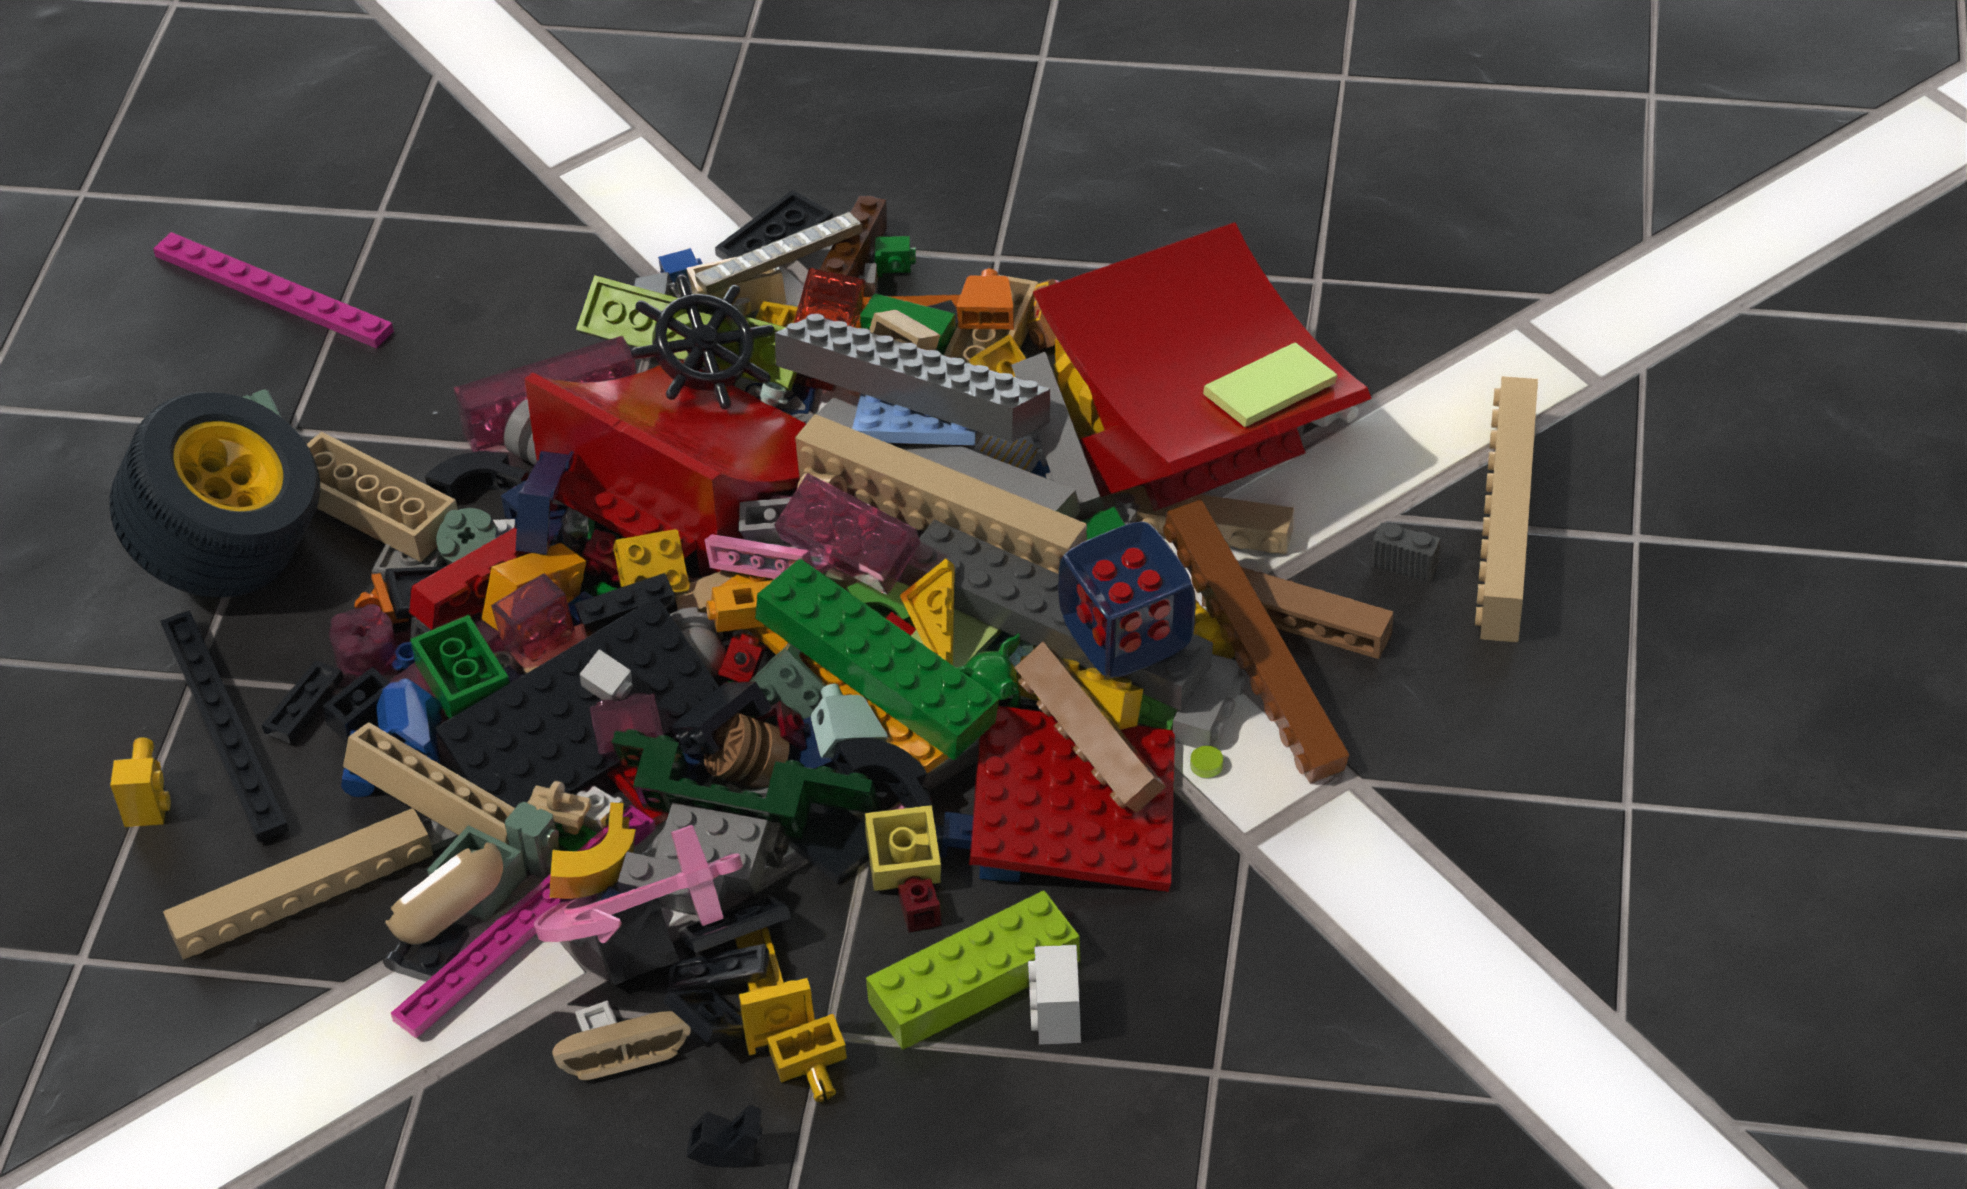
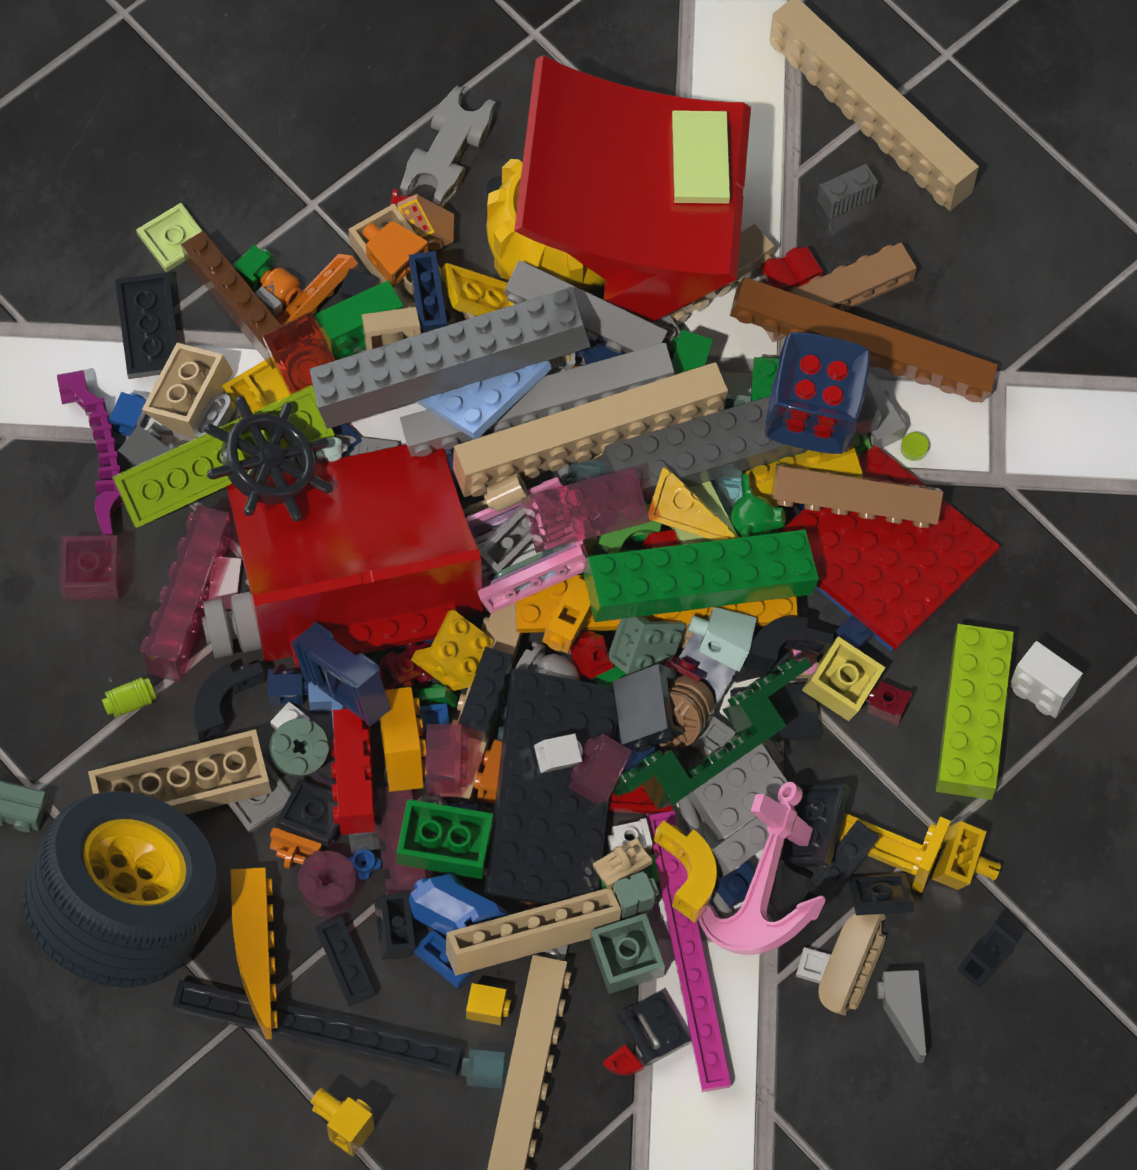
camera: 55 degrees left, 20 degrees up
(260, 629) = (253, 941): none -> light orange slope
(276, 846) = (484, 1068): none -> clear light blue brick
(342, 812) = (487, 1004): none -> yellow brick
(374, 946) = (623, 1062): none -> red tile
(423, 426) = (129, 697): none -> lime head
(446, 895) = (646, 986): tan brick -> none
(515, 330) = (90, 568): none -> clear pink brick
(614, 1109) = (904, 1008): none -> light grey slope
(671, 233) = (74, 389): none -> magenta piece
(778, 253) = (206, 342): dark tan tile -> none
(892, 192) = (167, 233): none -> yellowish green tile
(894, 279) = (281, 285): none -> orange head
(970, 332) = (427, 291): none -> dark blue brick
(1281, 562) = (792, 270): none -> red brick

